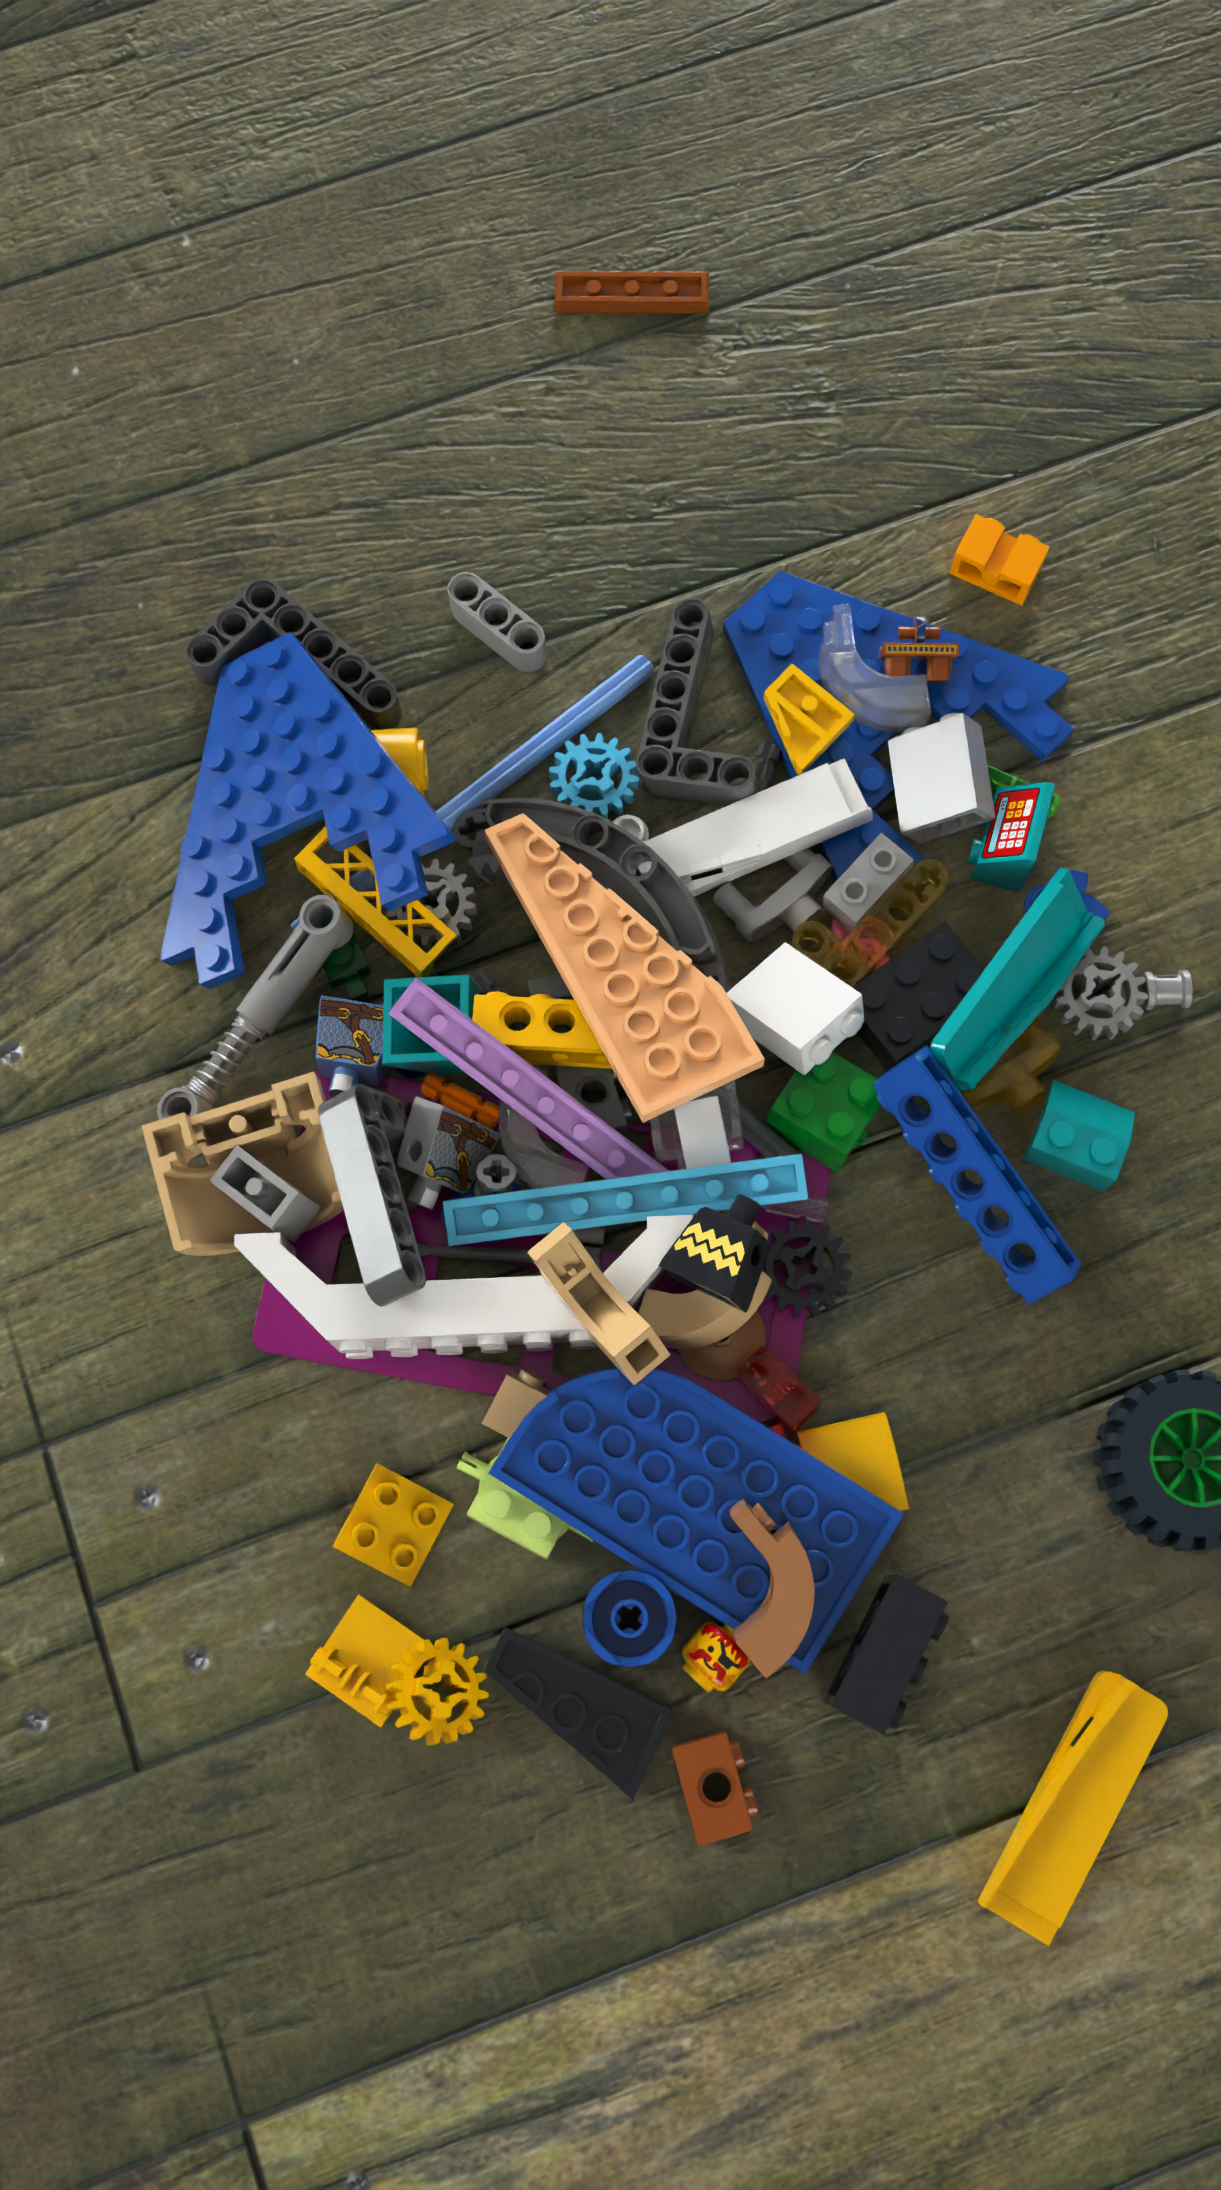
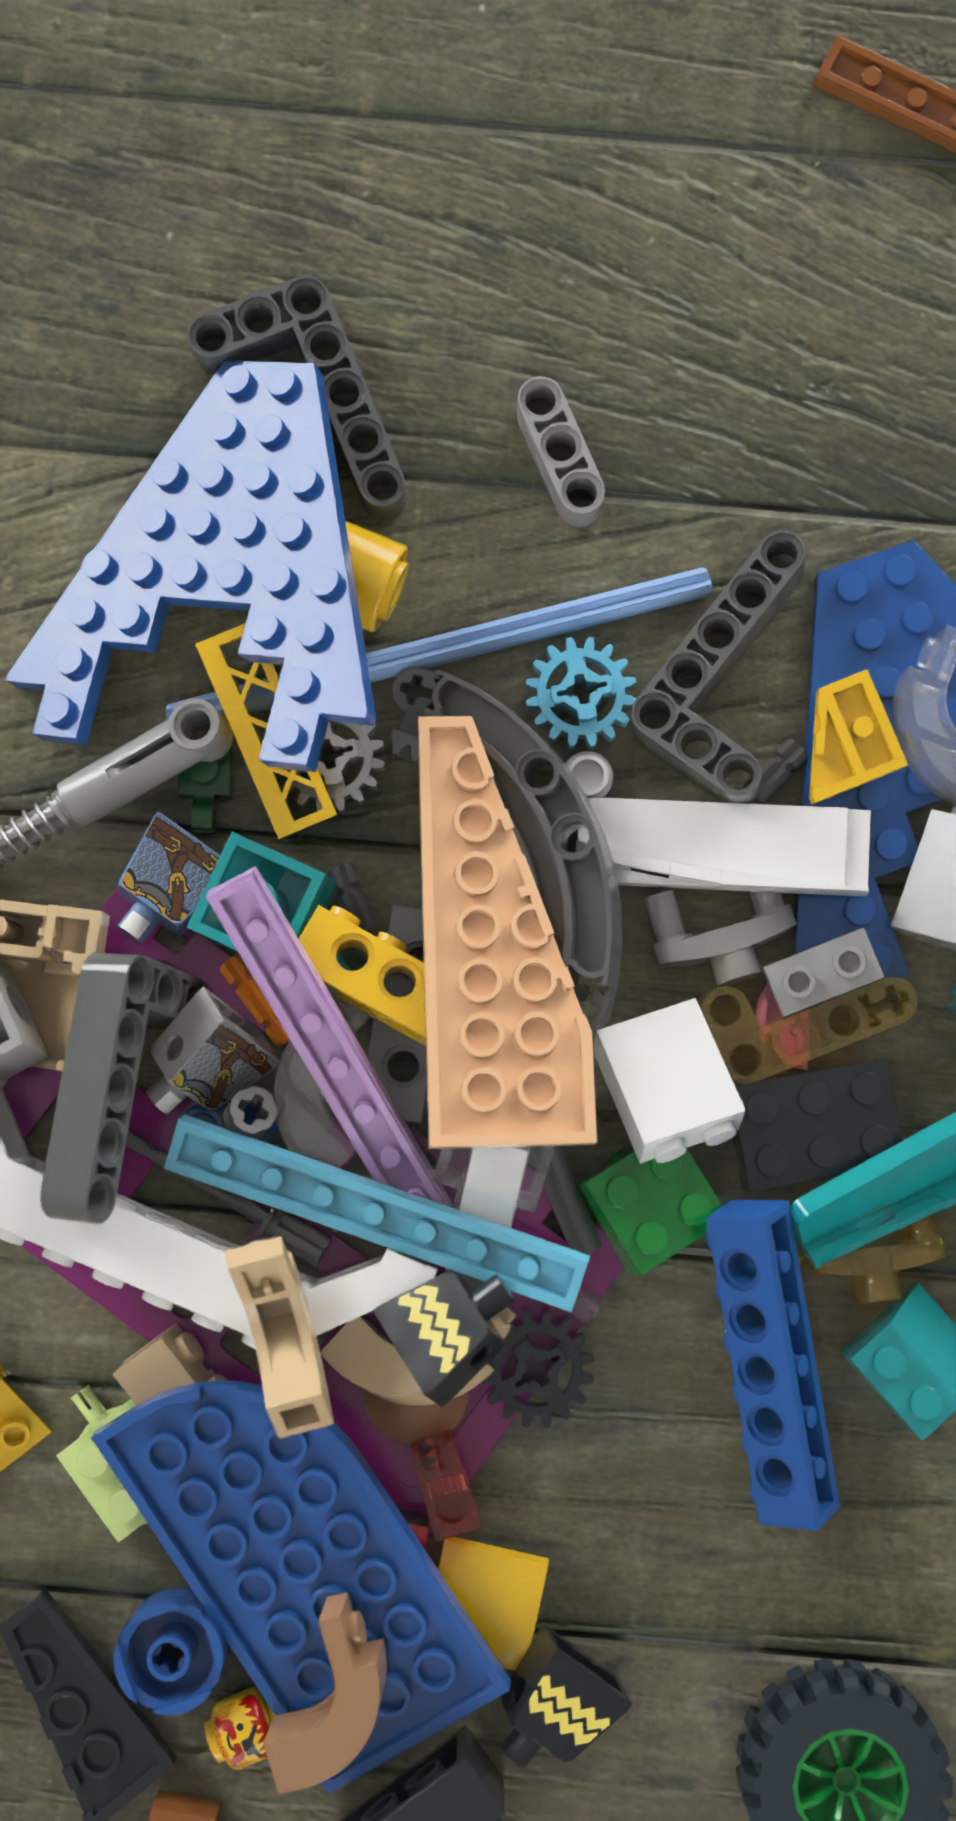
camera: 20 degrees right, 10 degrees up
(945, 1512) = (559, 1700): none -> black torso

